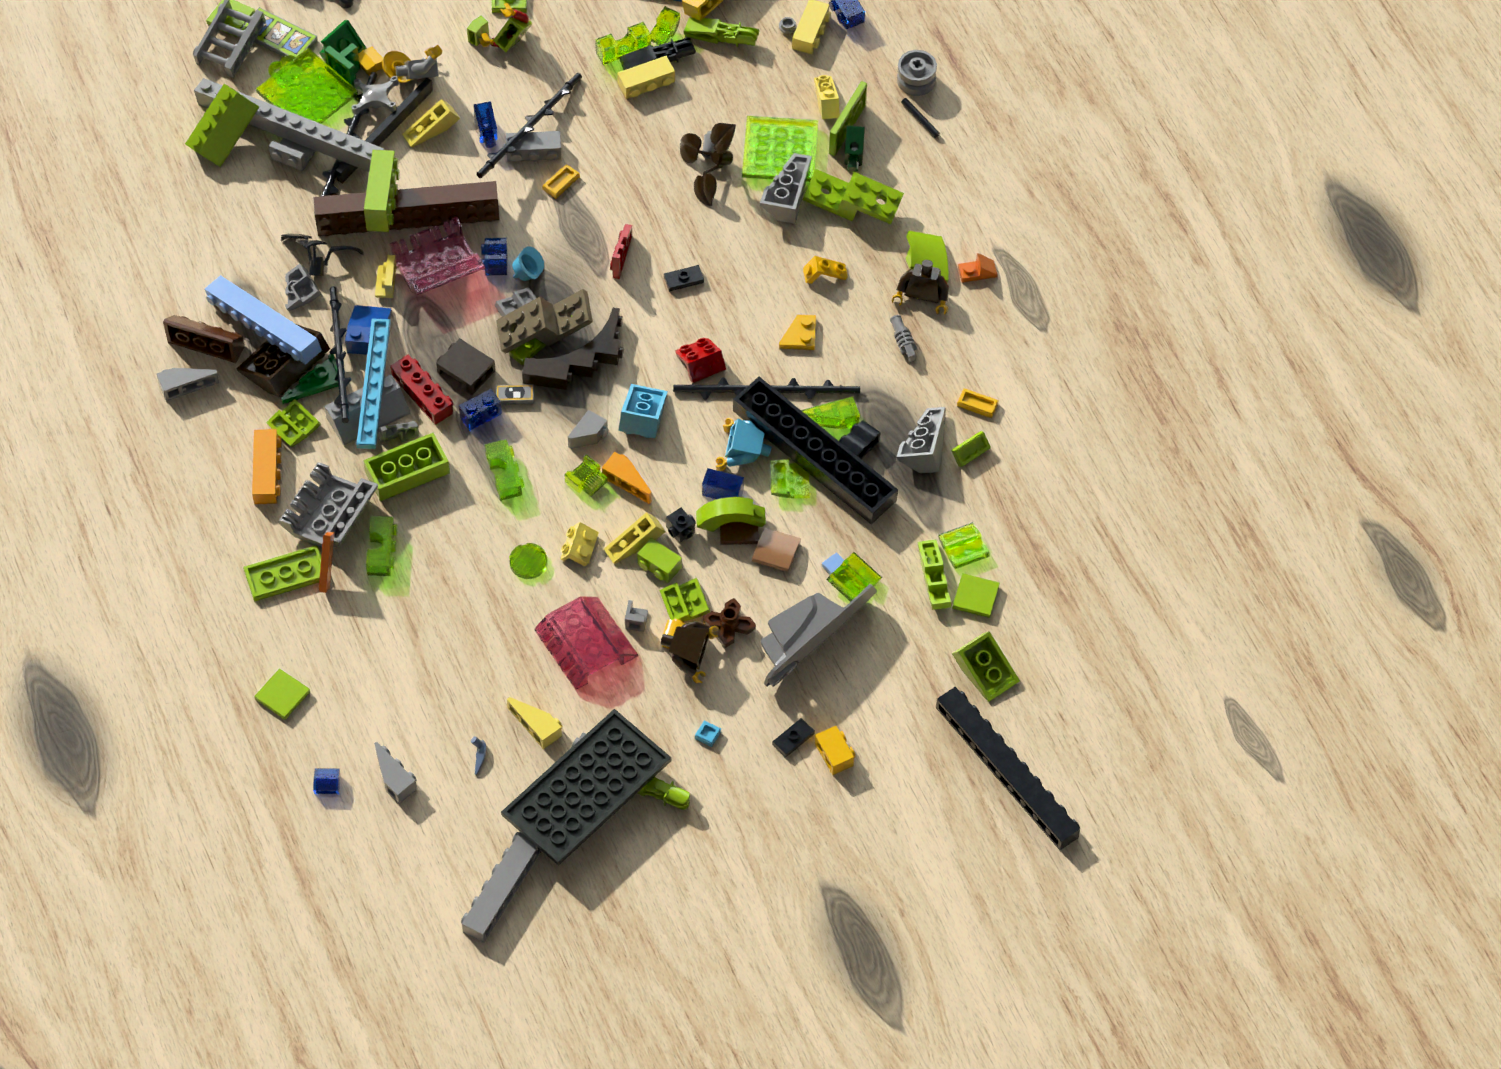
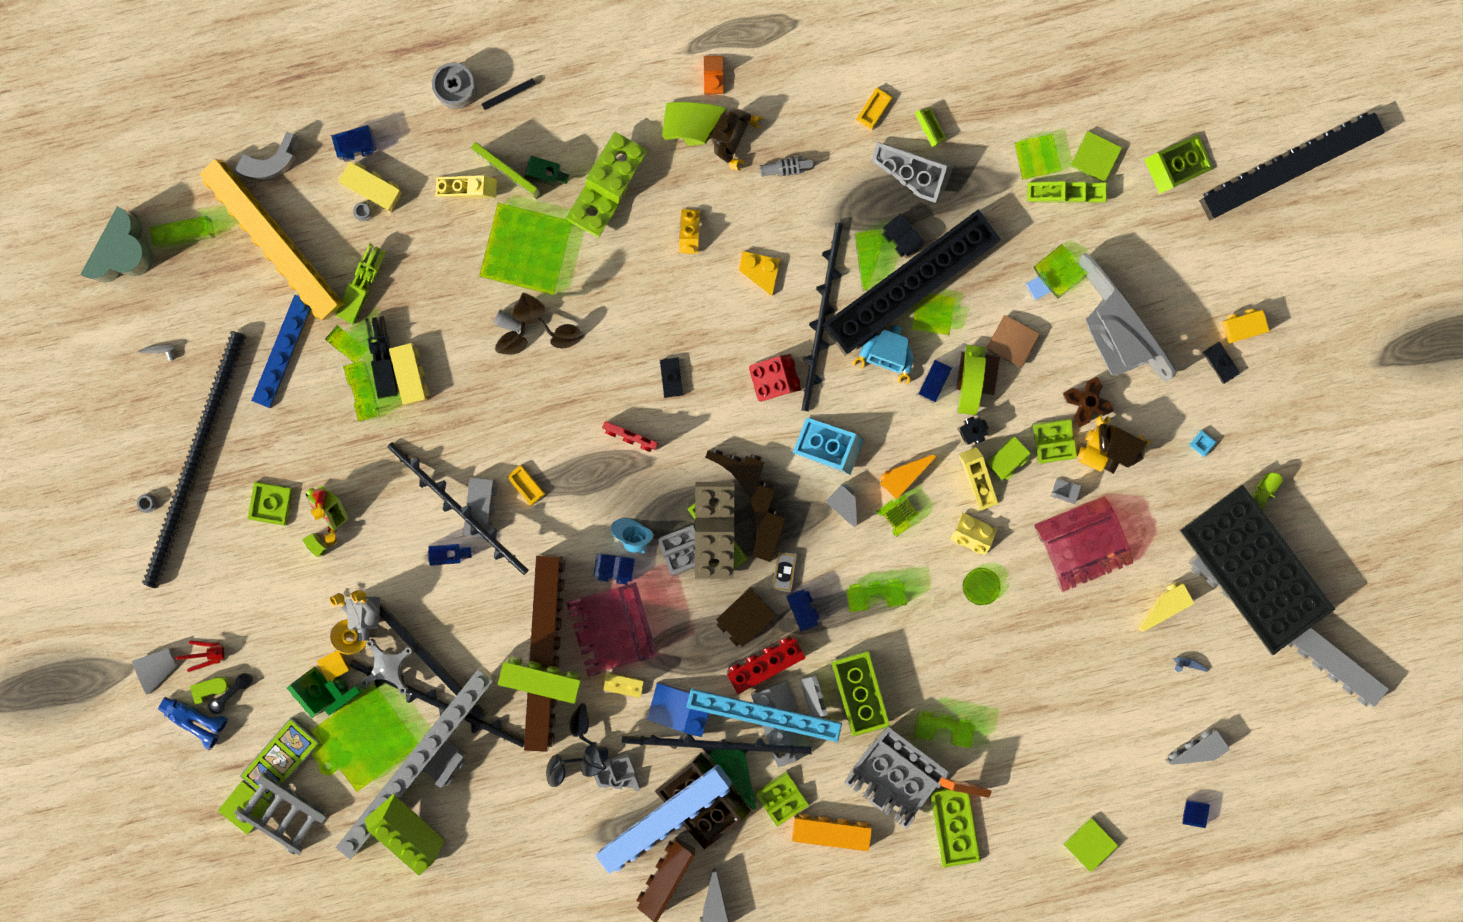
camera: 80 degrees left, 30 degrees up
(431, 124) = (431, 611): light yellow slope -> none
(785, 193) = (588, 253): light grey wedge -> none

